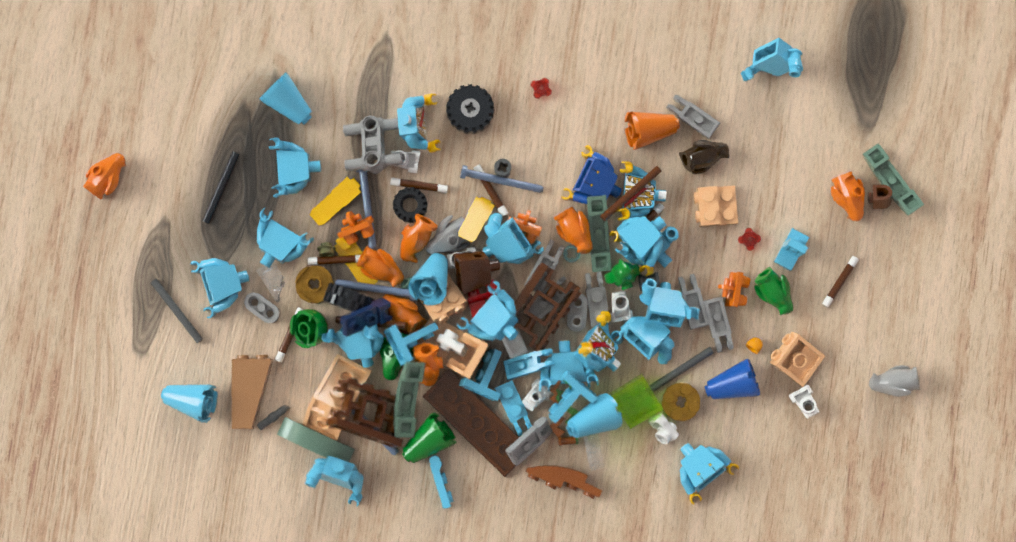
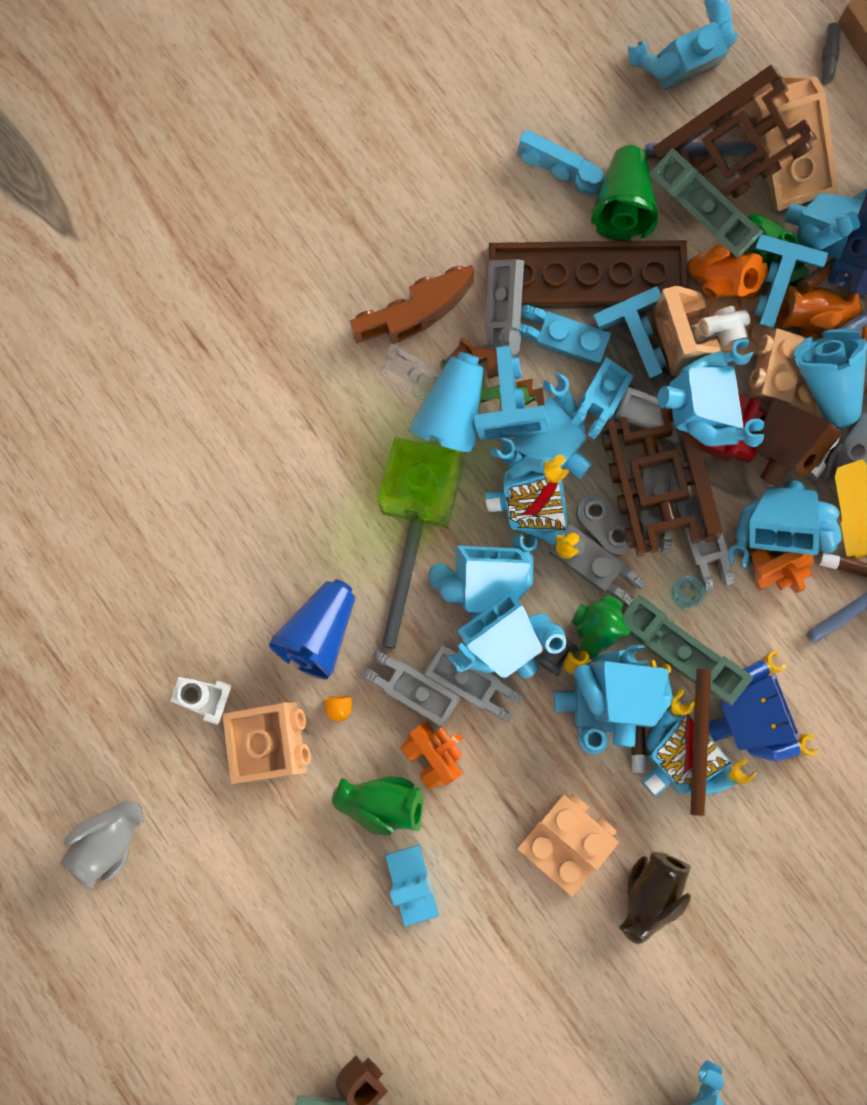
camera: 140 degrees right, 5 degrees down
(314, 440) = (789, 56): sand green slope -> none
(535, 396) = (543, 374): white plate -> none
(575, 229) = (719, 624): orange animal -> none
(620, 311) = (552, 580): white plate -> none
(649, 128) = (763, 861): orange cone -> none
(665, 430) = (346, 486): white plate -> none
(690, 407) = (344, 548): pearl gold plate -> none
(694, 117) = (717, 938): light grey hinge -> none
(702, 467) = (255, 482): medium azure torso -> none
(744, 239) = (489, 848): clear red plate -> none
(840, 281) = (305, 907): reddish brown bar -> none
(849, 195) = (405, 1042): orange animal -> none

